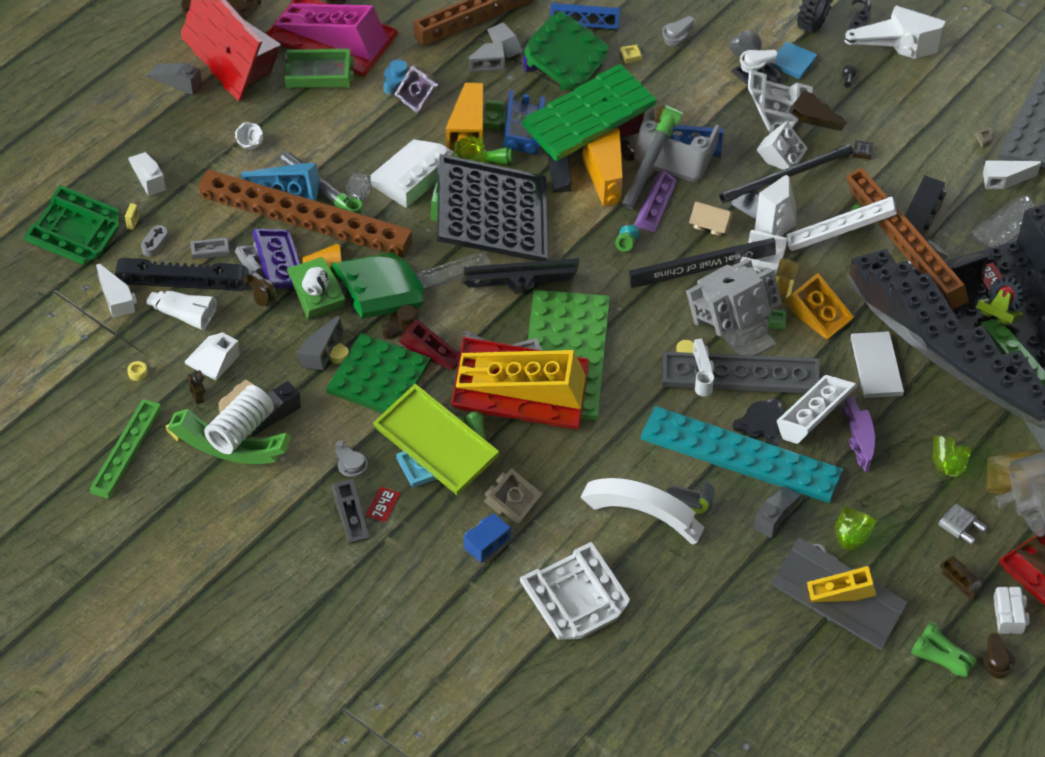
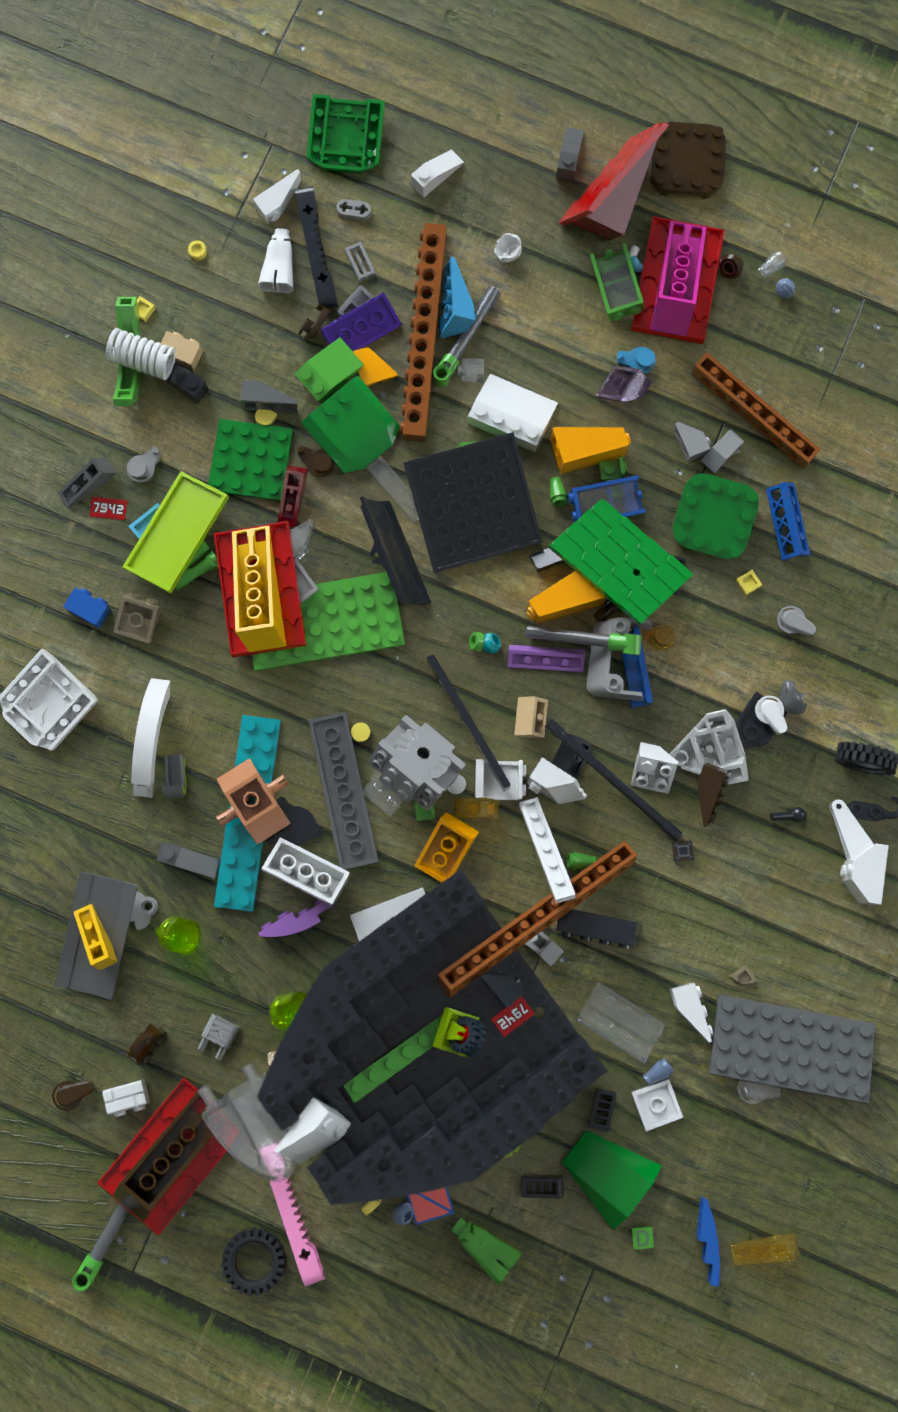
camera: 75 degrees right, 30 degrees up
(125, 448) = (105, 271): bright green plate -> none
(131, 216) = (373, 179): light yellow tile -> none
(196, 386) = (184, 306): dark brown plate -> none
(214, 355) = (227, 308): white slope -> none
(316, 281) = (317, 367): white head -> none
(471, 150) = (542, 457): clear neon green helmet -> none
(705, 377) = (328, 756): white plate -> none
(732, 433) = (263, 817): none -> nougat slope
(794, 60) = (794, 752): dark azure tile -> none
(938, 649) = (60, 1027): bright green piece -> none

